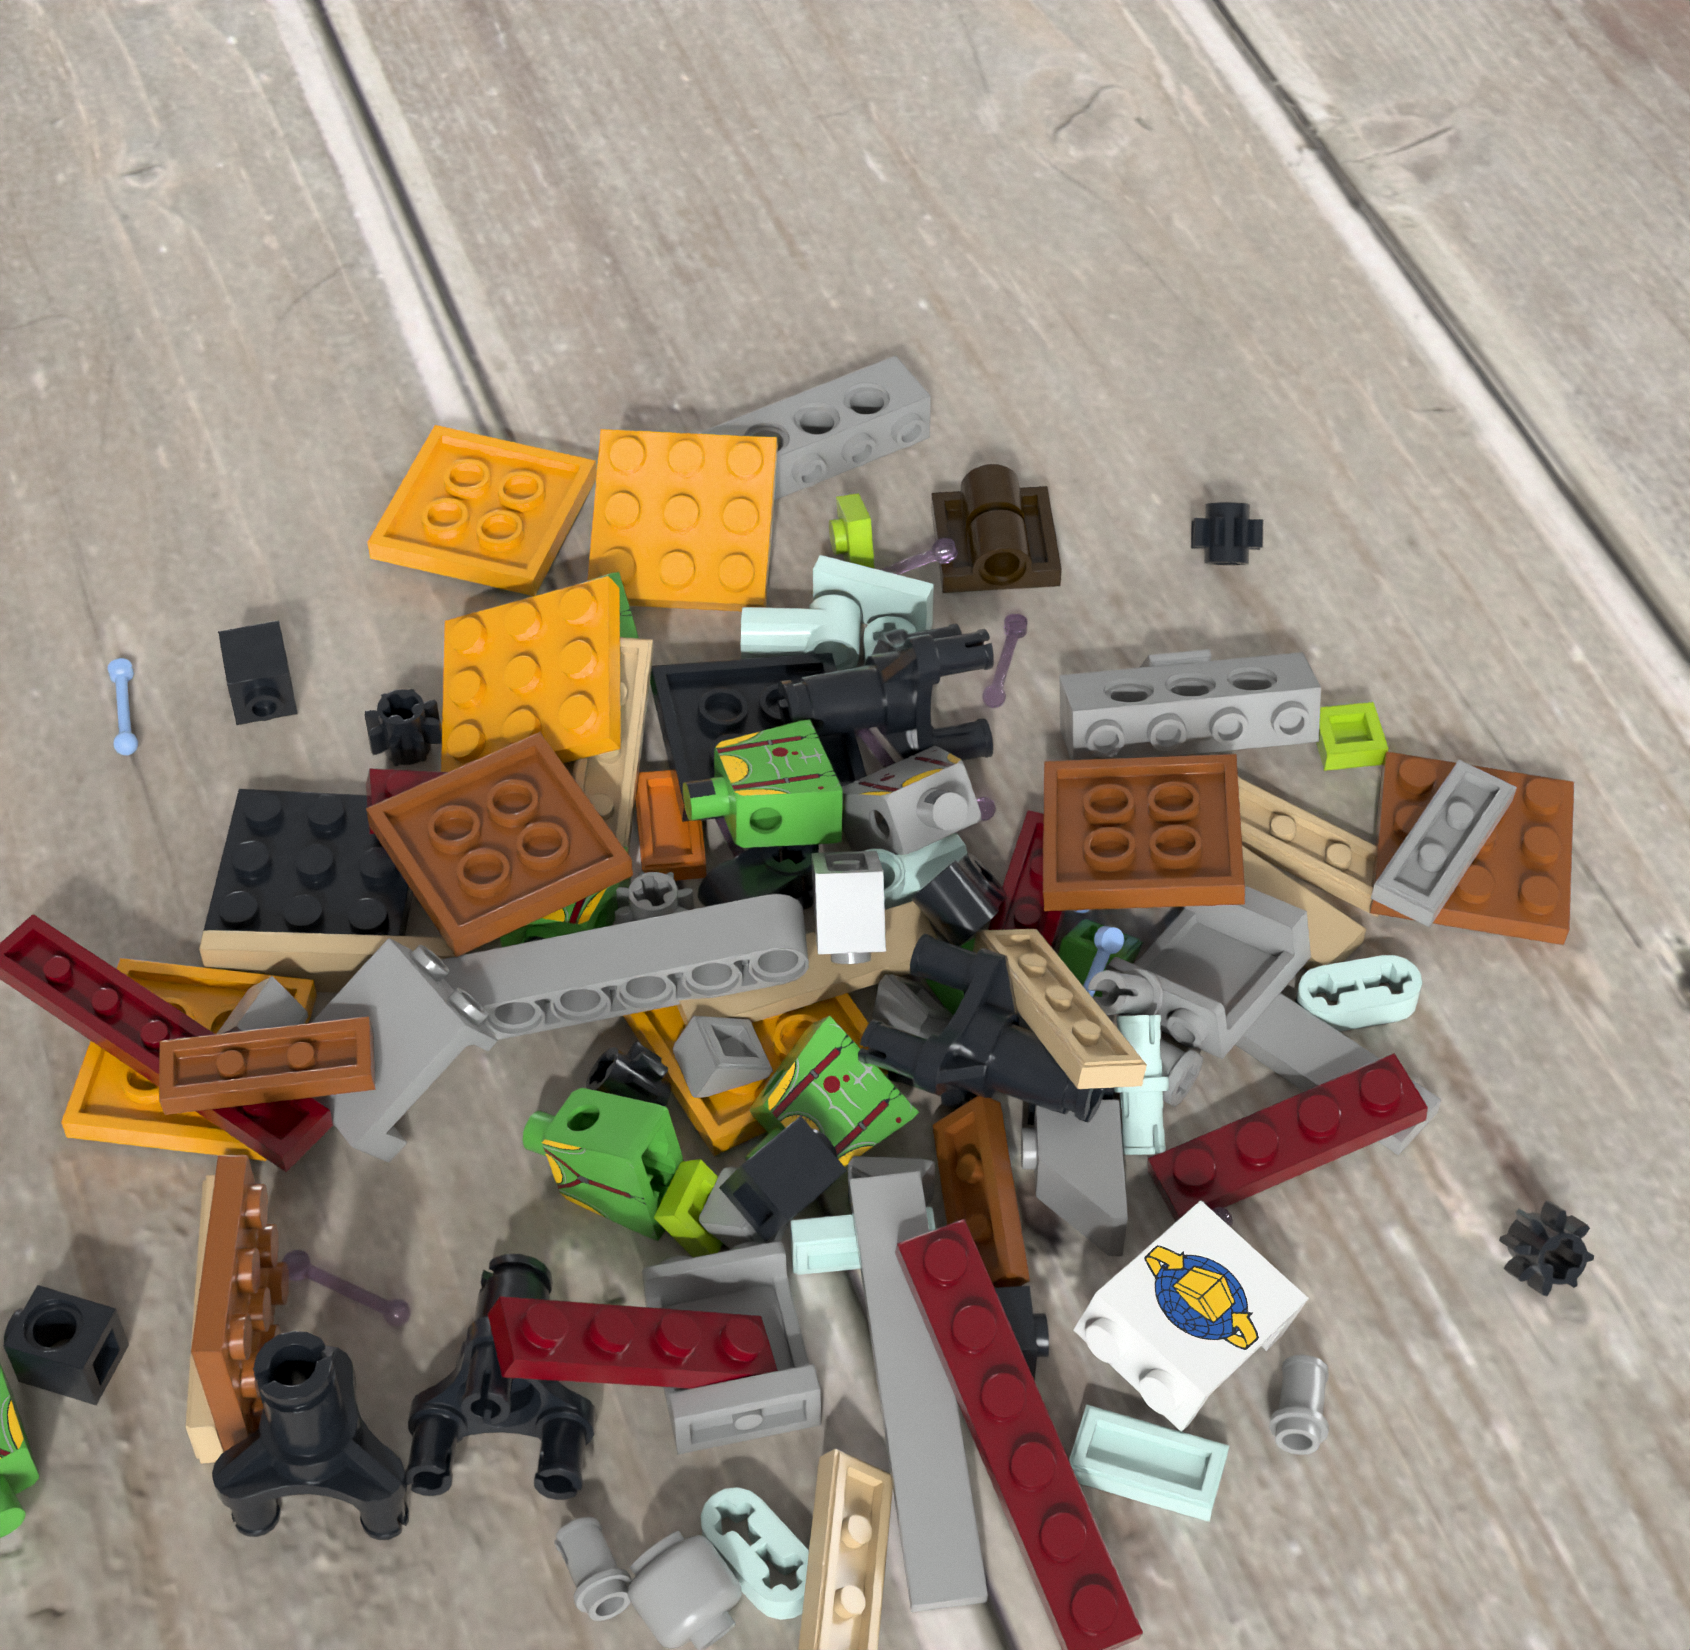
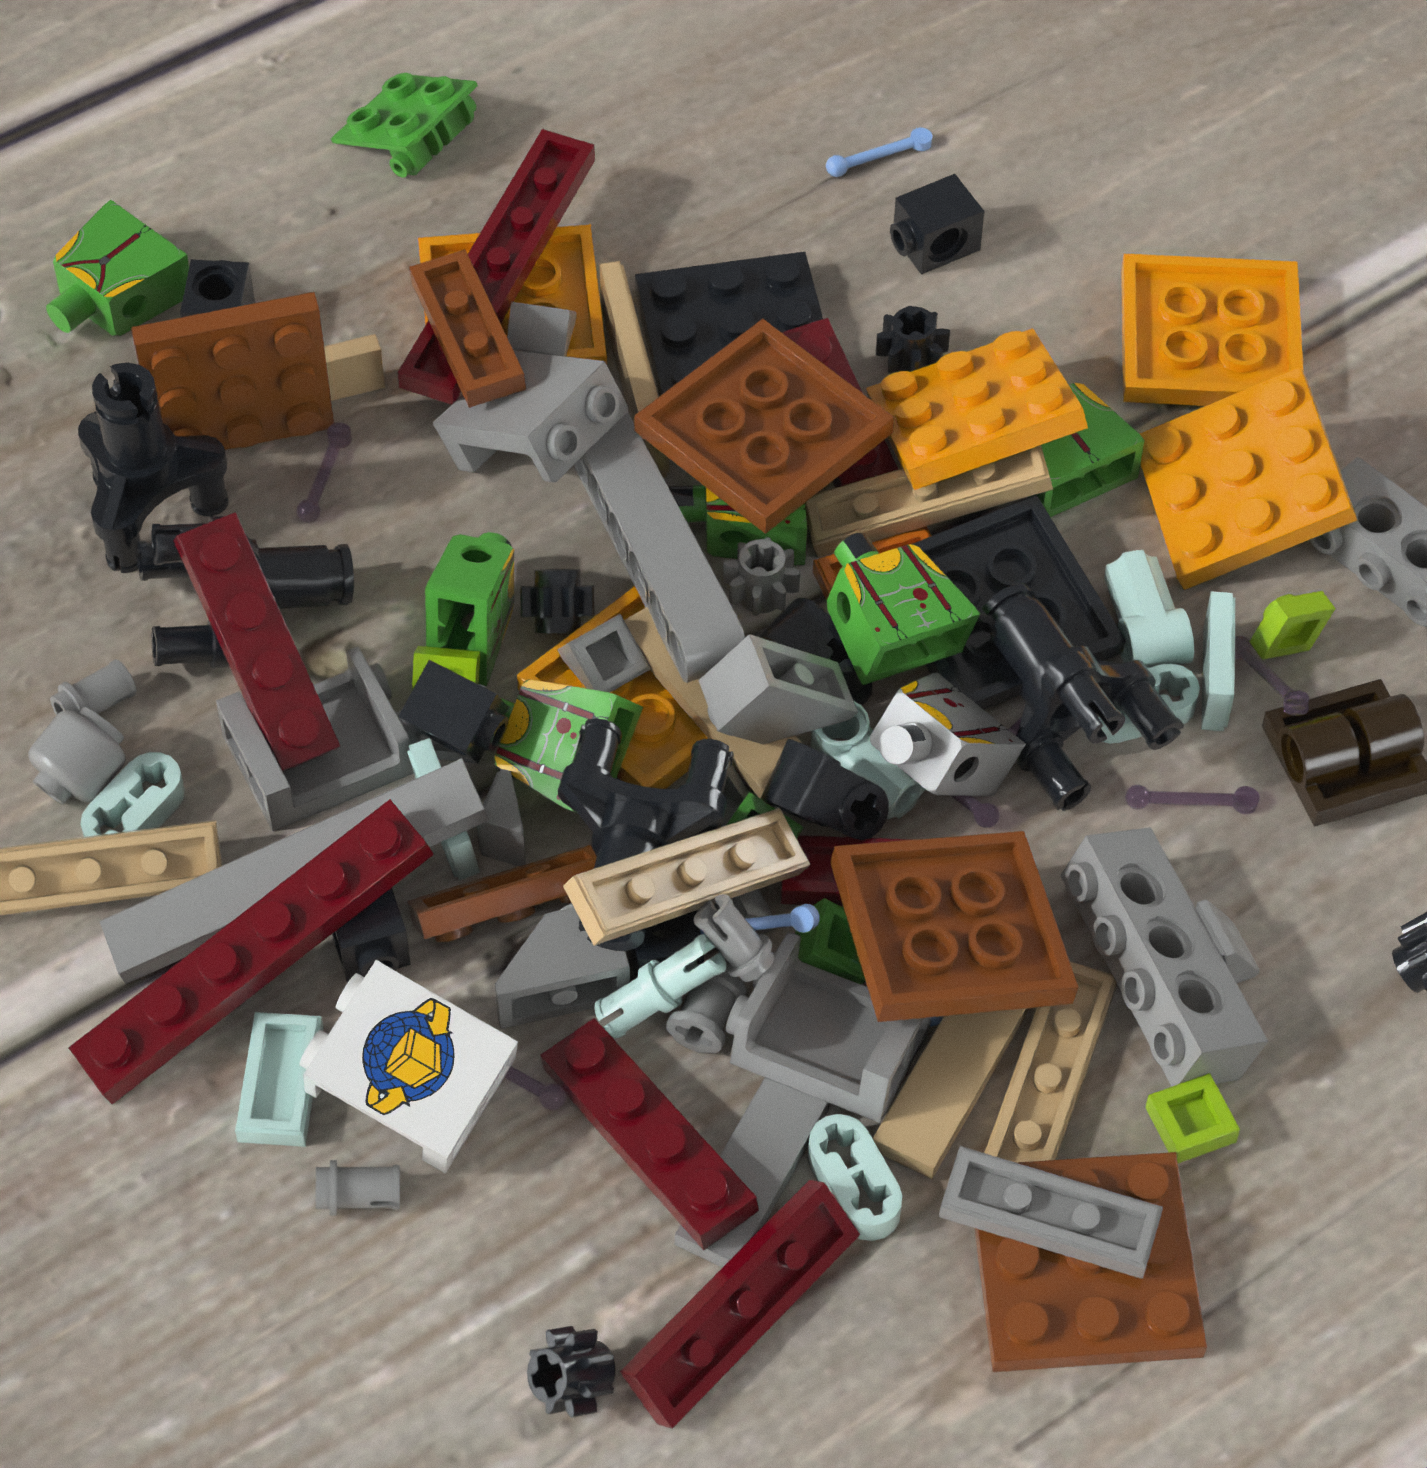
camera: 75 degrees right, 5 degrees up
(1503, 1121) = (739, 1304): none -> dark red plate

